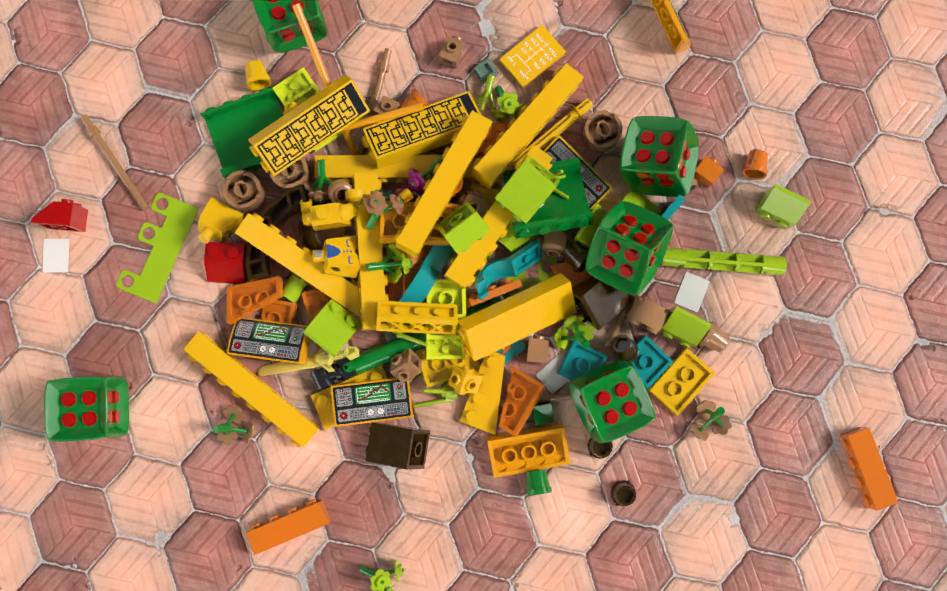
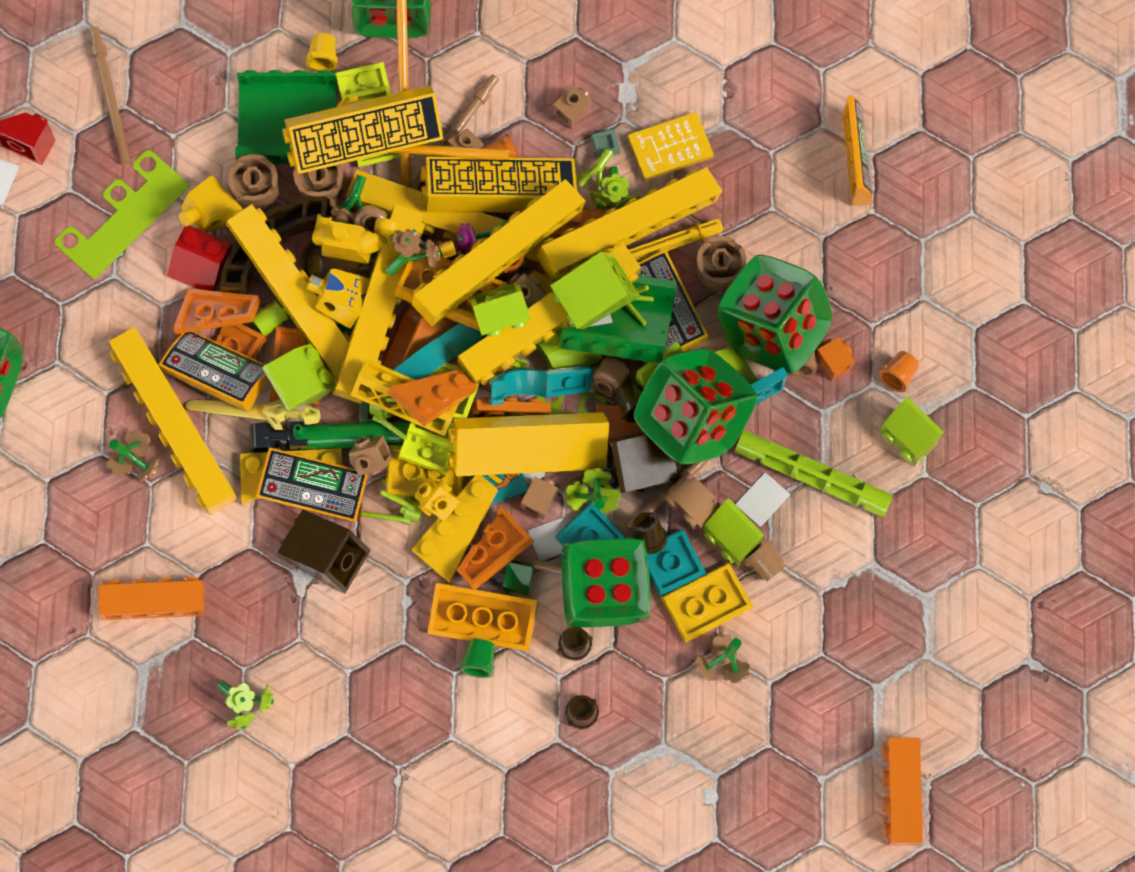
camera: 20 degrees right, 10 degrees down
(395, 272) = (411, 324): lime plant -> none
(437, 311) = (433, 395): none -> orange wing

